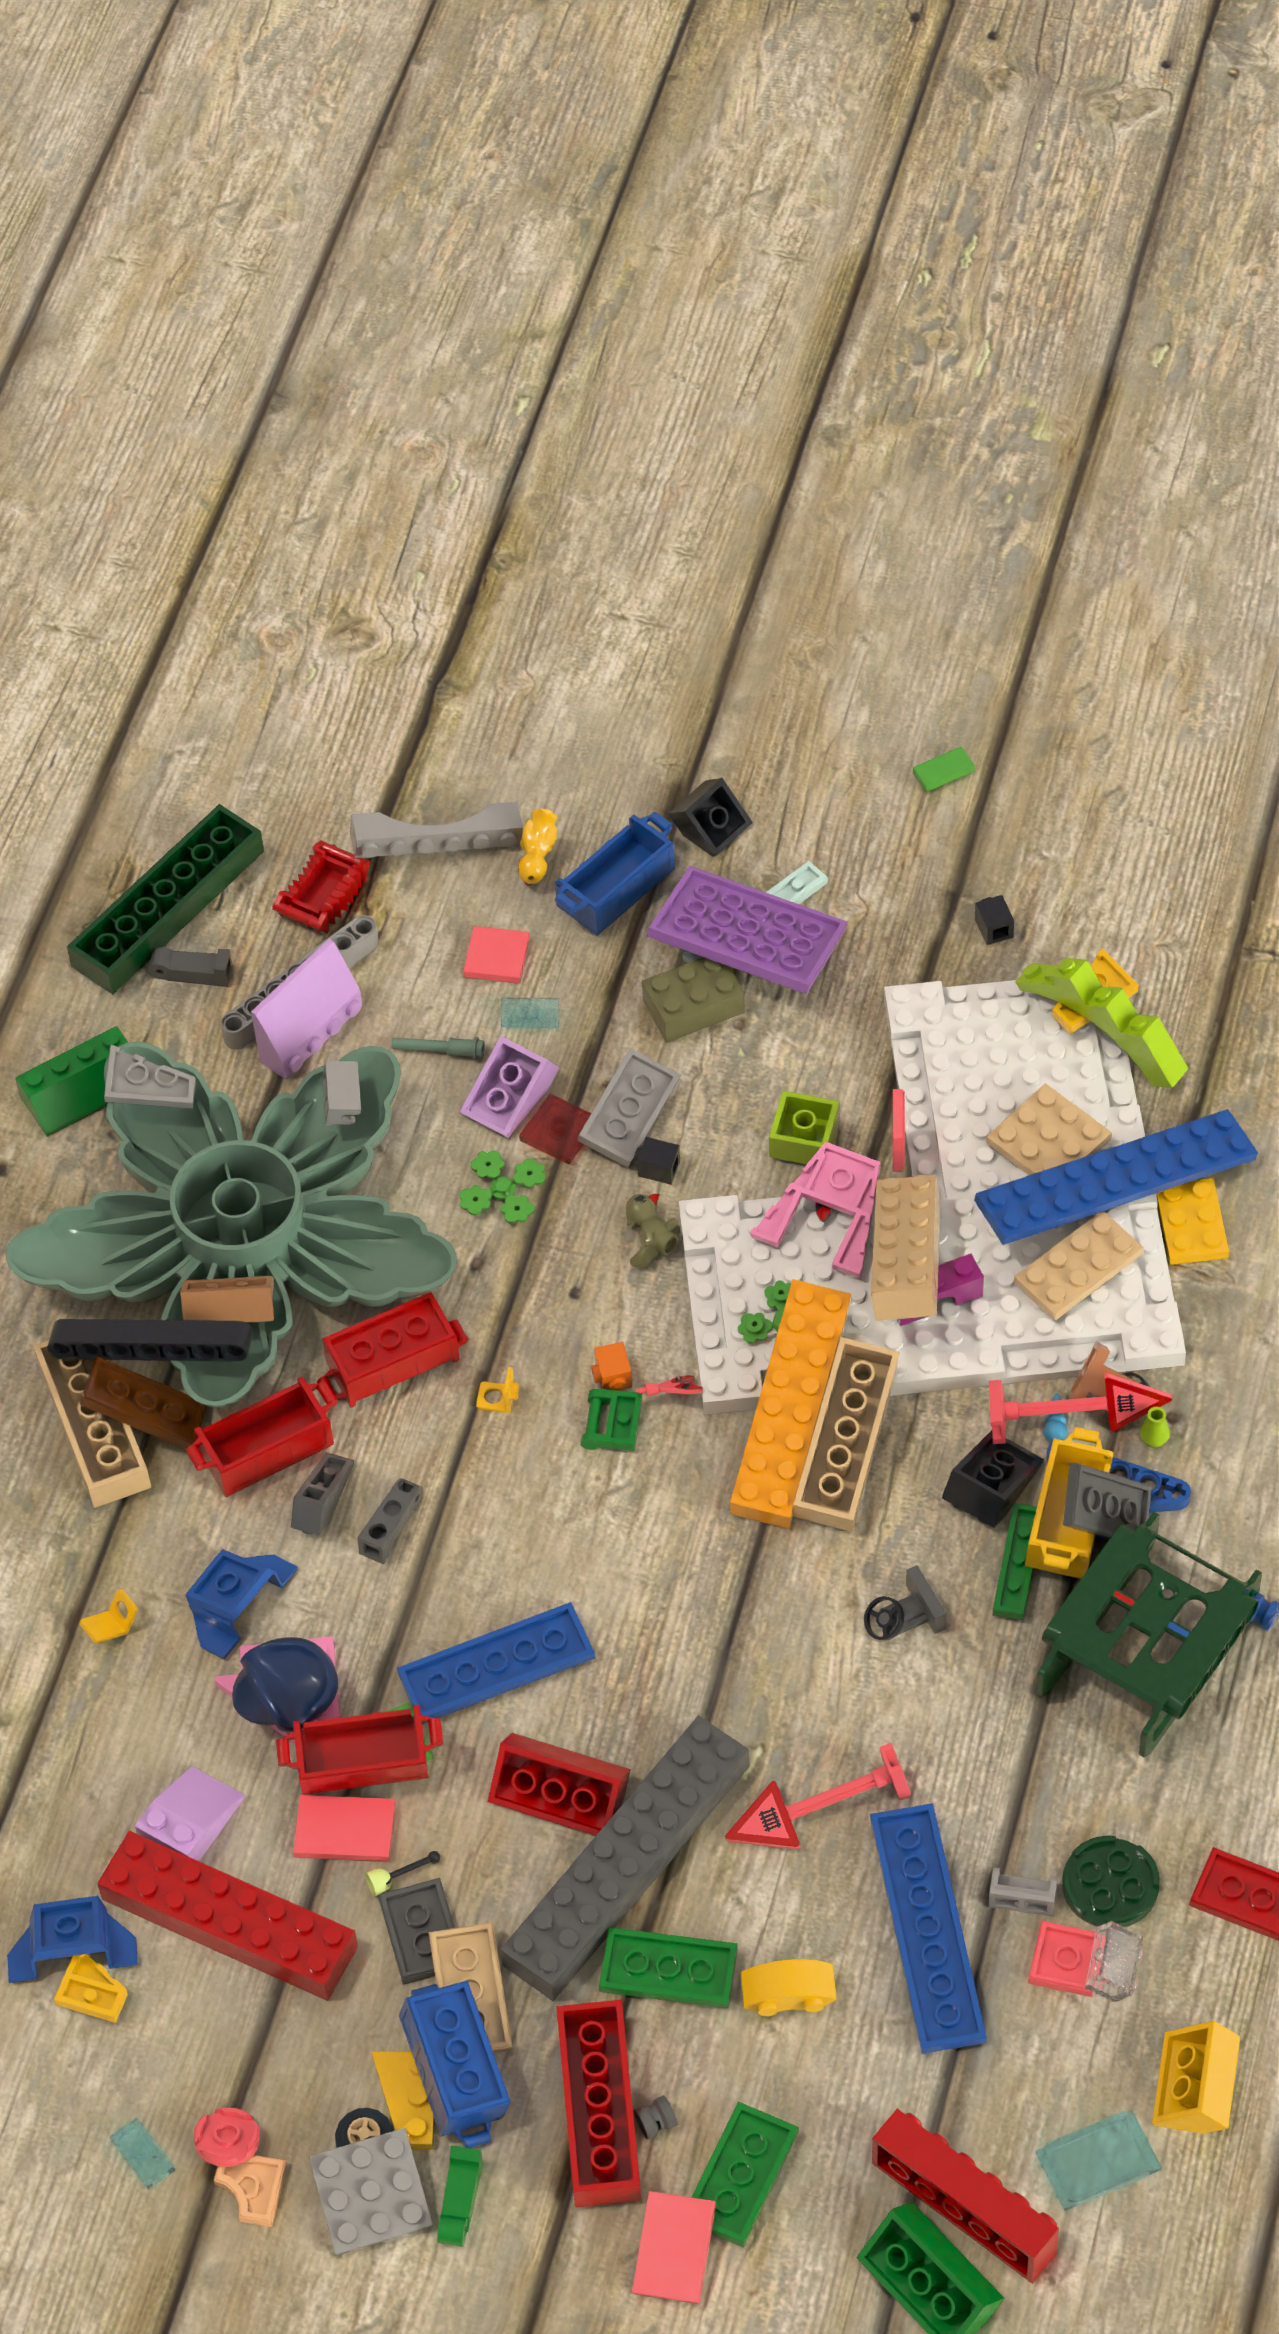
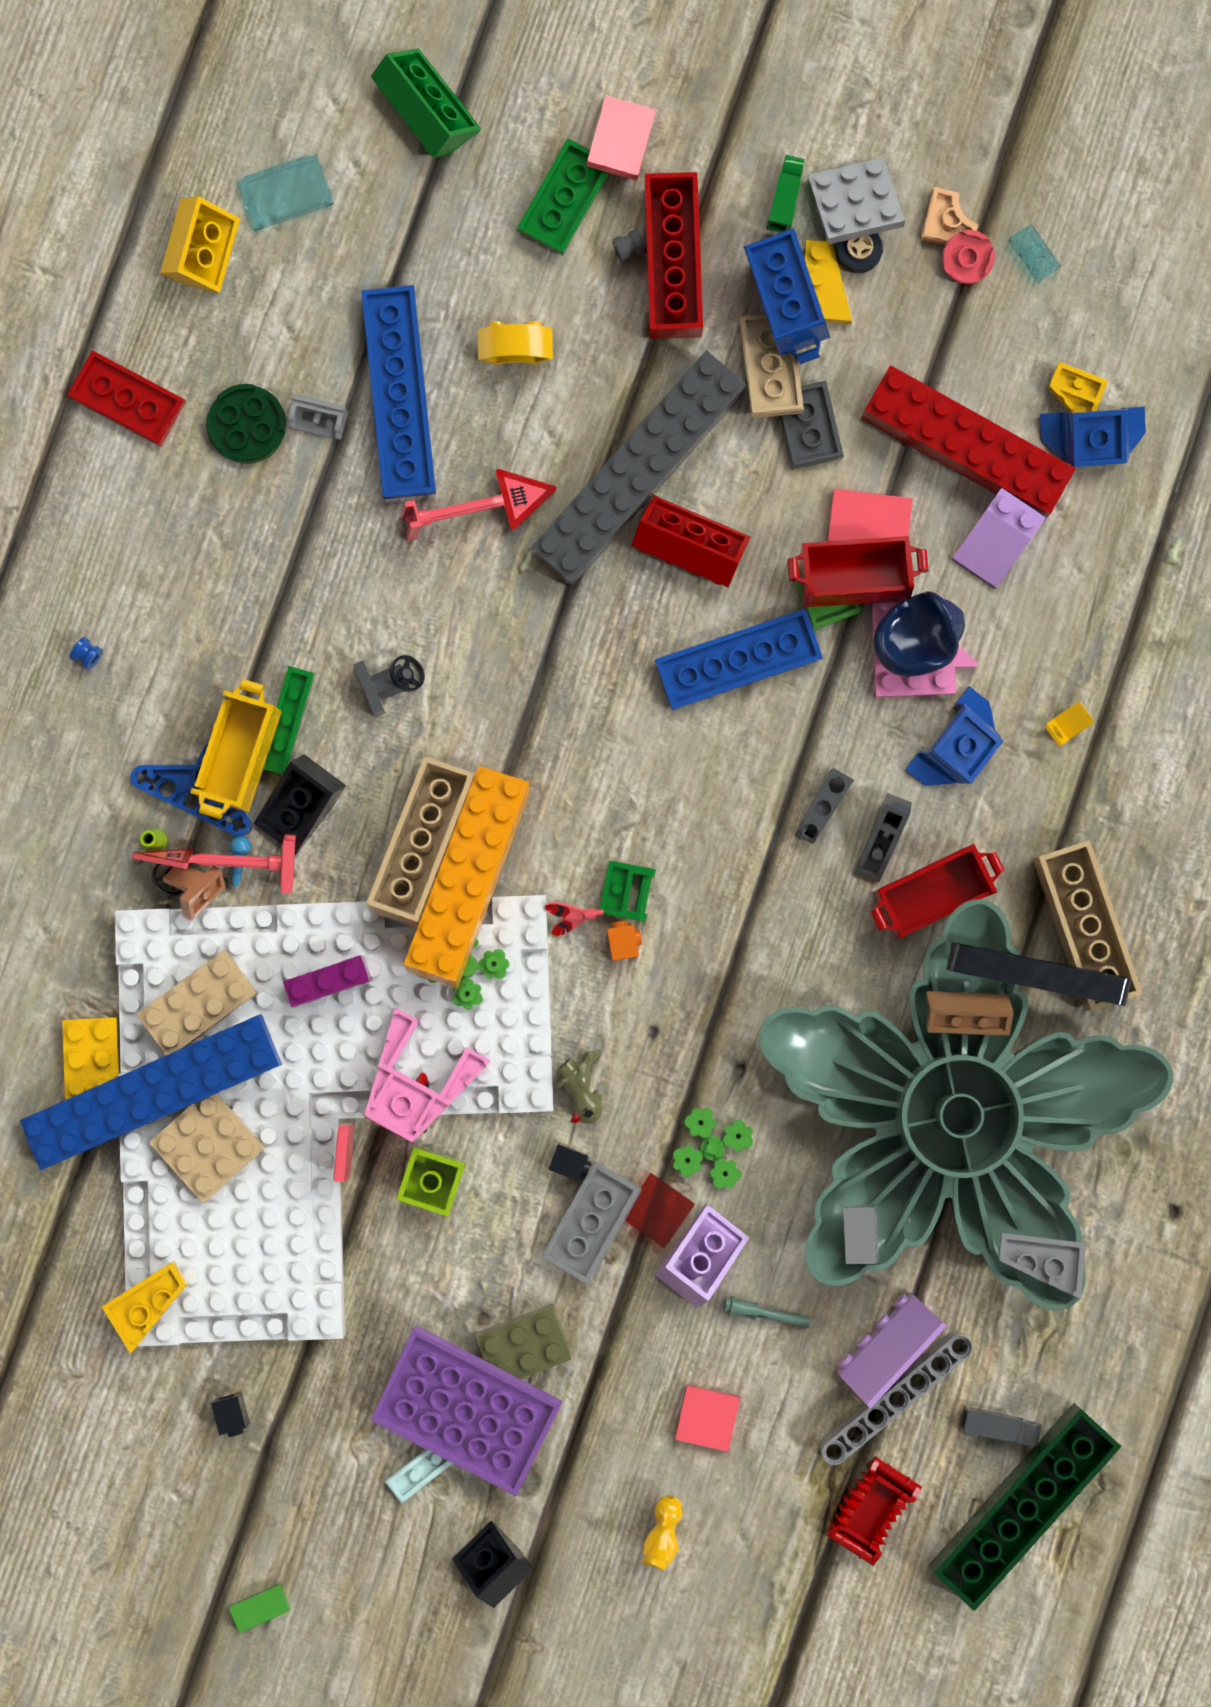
camera: 175 degrees right, 30 degrees up
(69, 1084) = (1110, 1296): green slope -> none
(142, 1403) = (1049, 928): reddish brown tile -> none
(380, 1880) = (841, 468): hinge -> none
(383, 836) = (818, 1559): light grey arch -> none
(391, 1348) = (821, 970): red container -> none
(508, 1390) = (716, 927): yellow bracket -> none
(530, 1012) = (679, 1342): clear light blue plate -> none
(618, 873) = (588, 1497): blue container -> none
(668, 1967) = (610, 373): green plate -> none
(906, 1248) = (349, 1010): tan brick -> none
(965, 2195) = (391, 154): red brick -> none
(1062, 1958) = (290, 360): coral tile -> none
(1103, 1501) = (201, 740): dark grey tile -> none
(1110, 1009) = (133, 1273): lime arch -> none
(1114, 1962) = (251, 344): clear brick -> none
(1165, 1686) = (244, 623): dark green piece -> none

